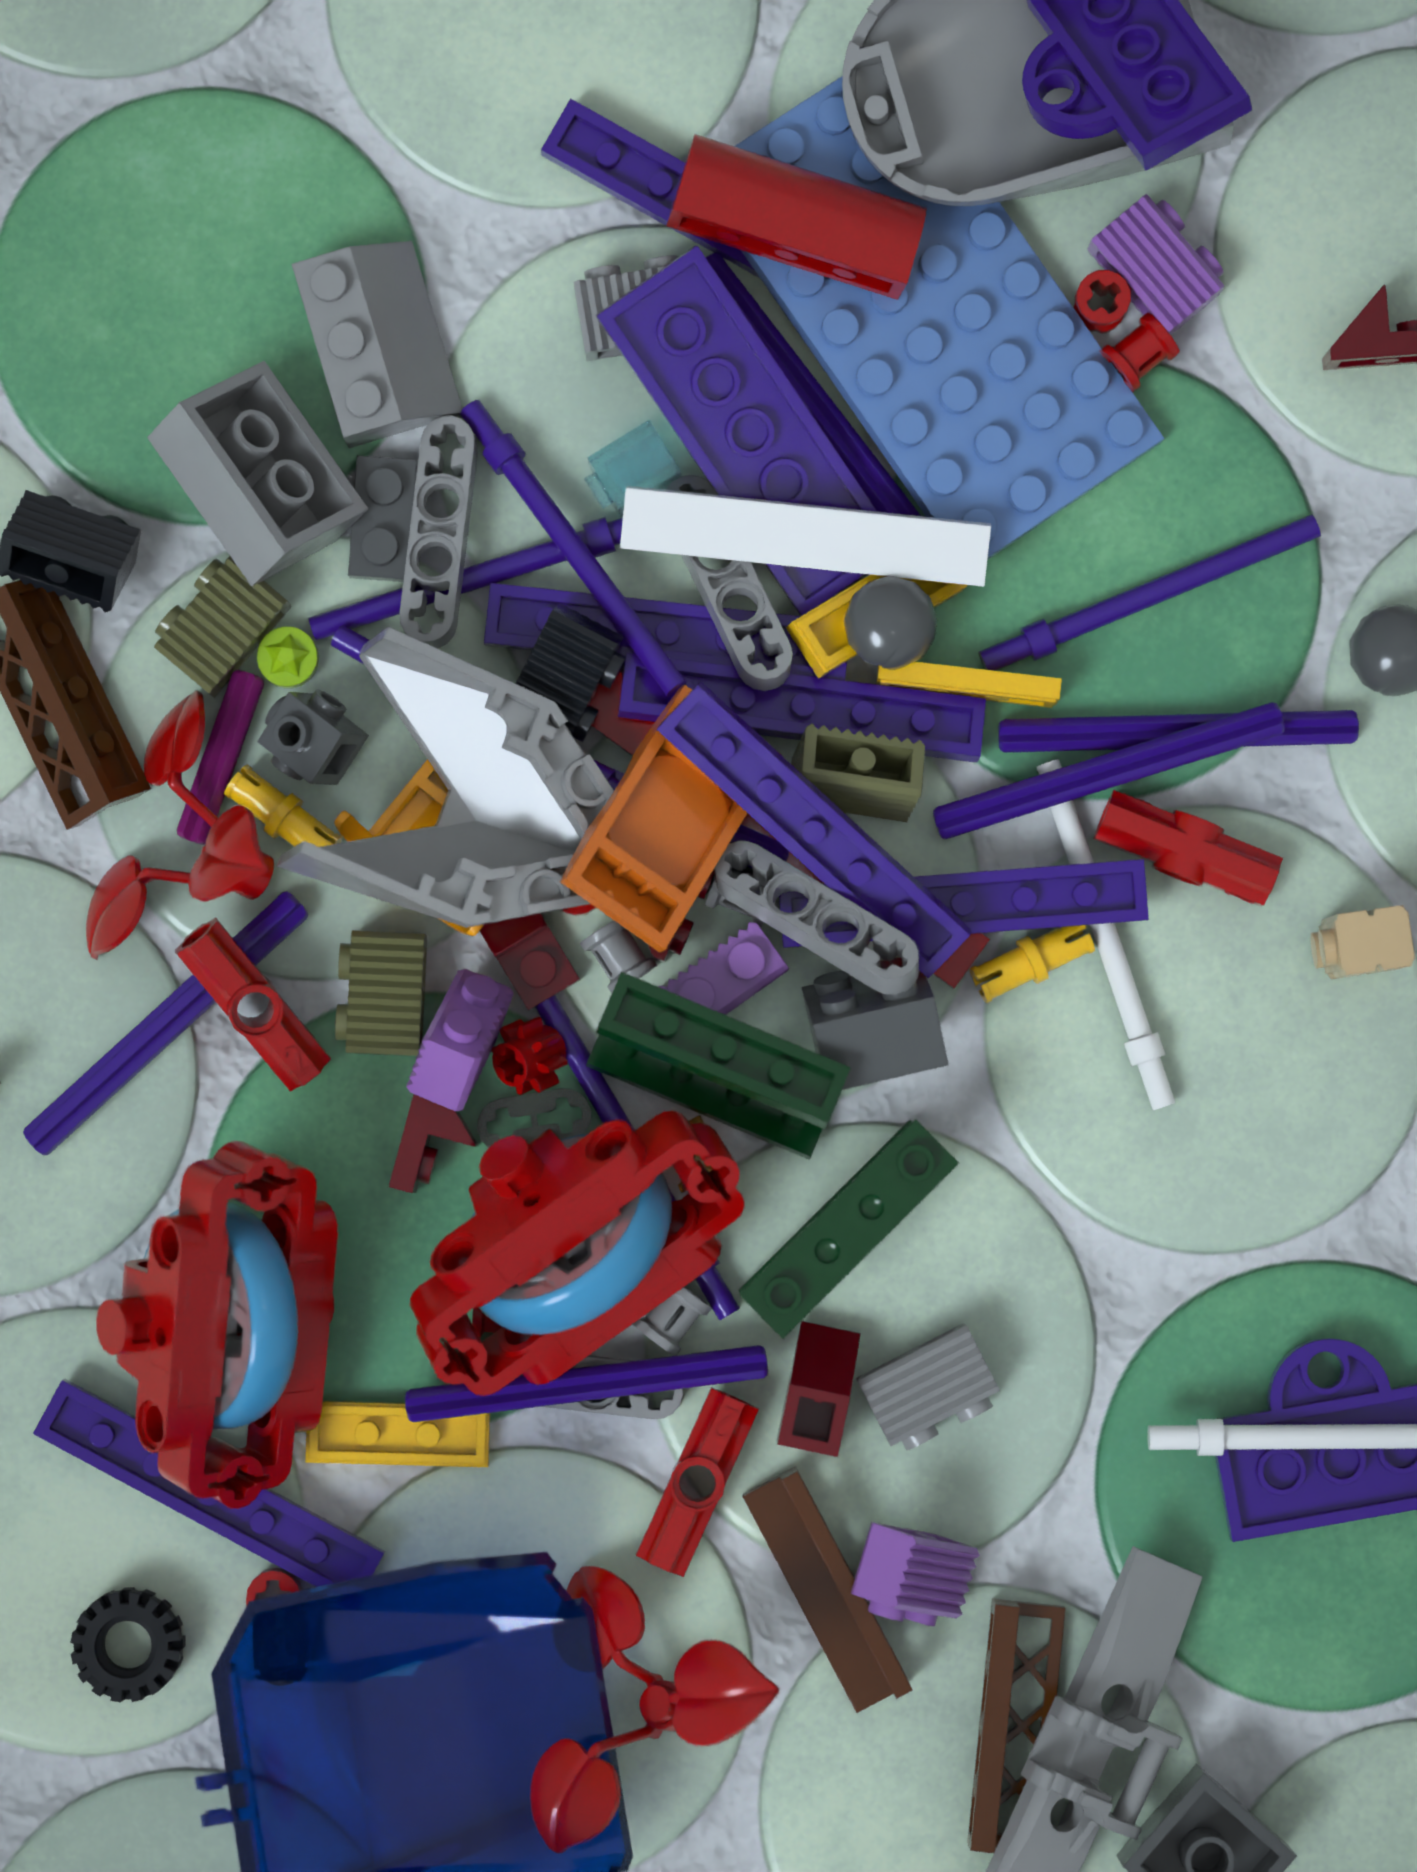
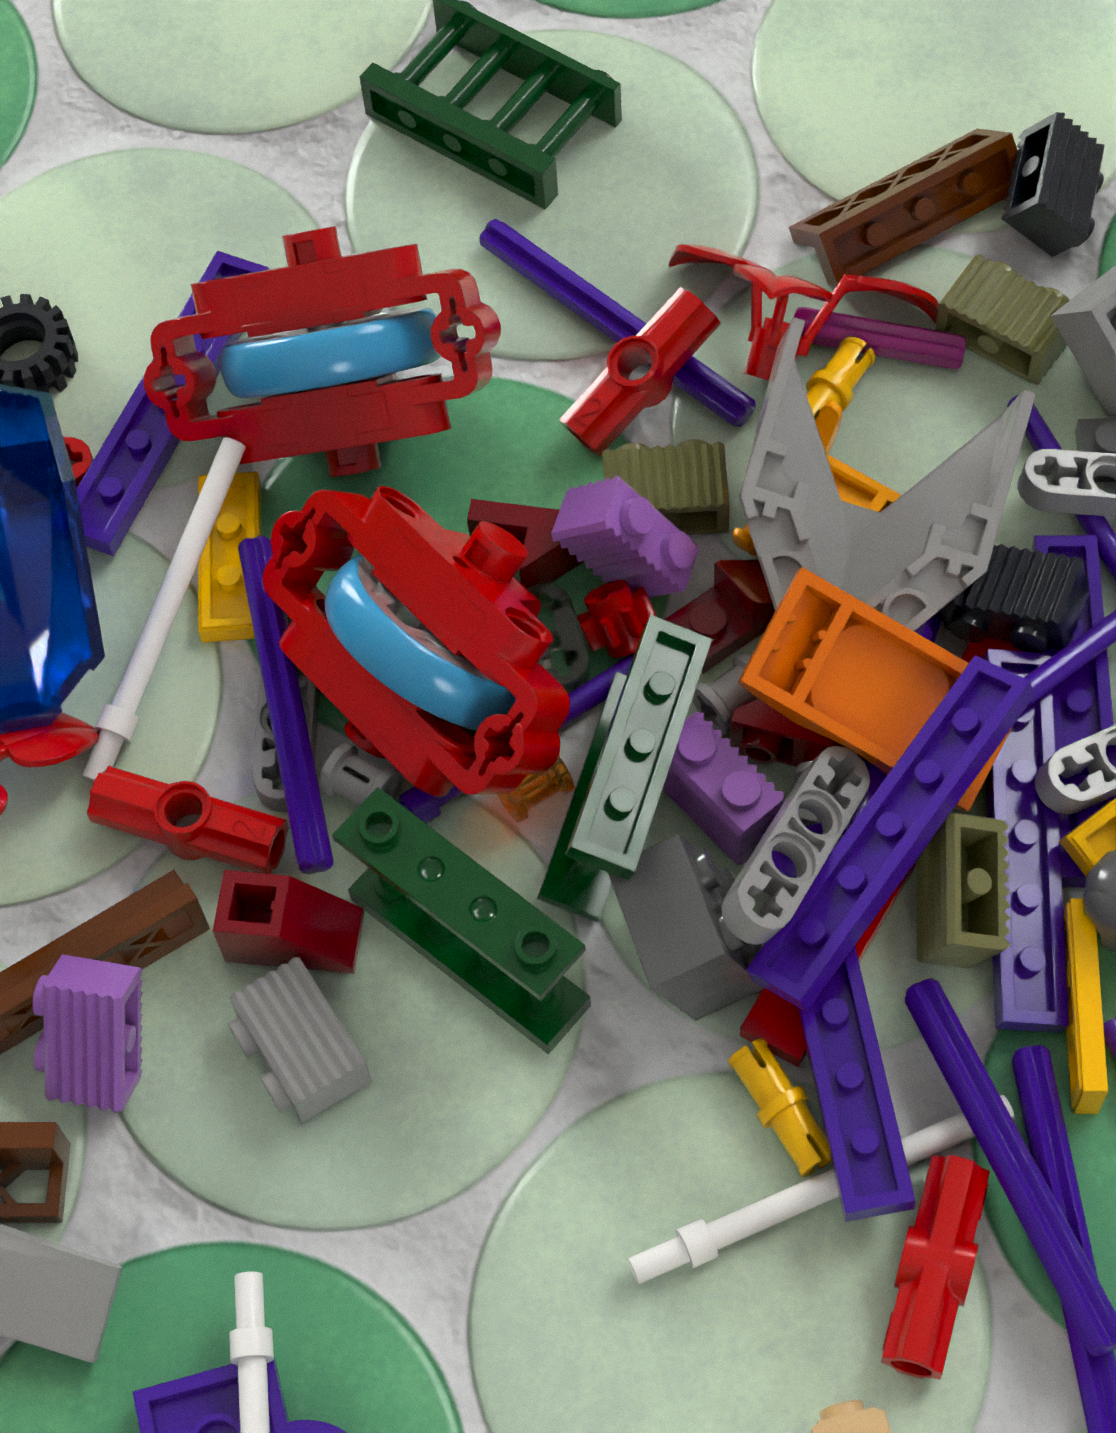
camera: 90 degrees right, 25 degrees down
(287, 657) = (985, 383): lime tile -> none
(311, 737) = (910, 396): dark grey brick -> none
(578, 1546) = (119, 720): none -> white bar

